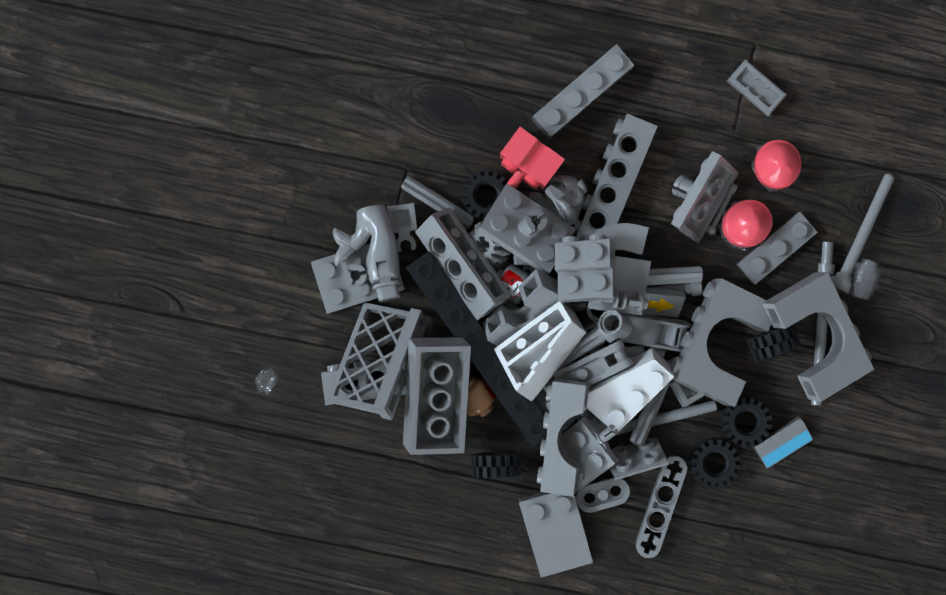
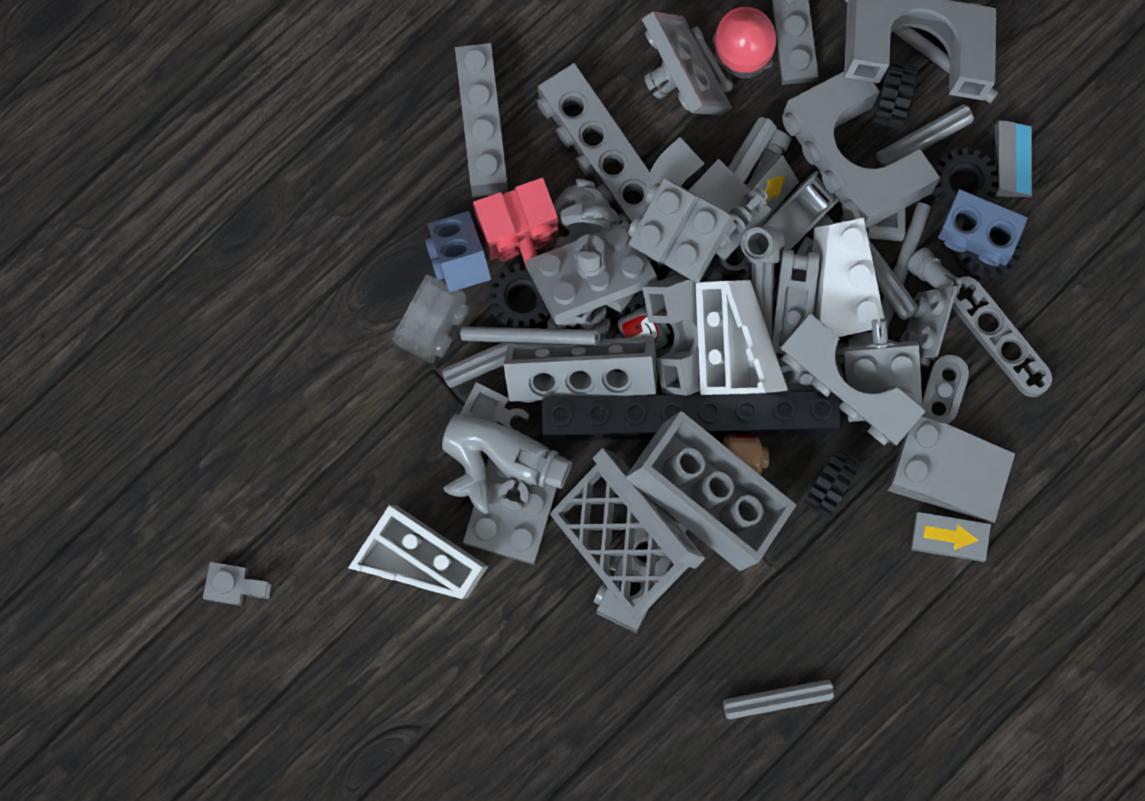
camera: 50 degrees left, 10 degrees down
(190, 138) = (230, 584): none -> light grey plate
(266, 380) = (563, 683): clear plate -> none
(282, 242) = (417, 555): none -> white wedge
(344, 516) = (778, 699): none -> light grey axle
(434, 147) = (430, 319): none -> clear brick
(463, 217) = (530, 335): none -> light grey piece
(486, 136) = (457, 252): none -> sand blue brick
(514, 556) = (950, 537): none -> light grey tile
(674, 436) = (929, 269): none -> light grey pin
(725, 452) = (985, 219): none -> sand blue brick
(760, 377) = (926, 135): none -> light grey axle

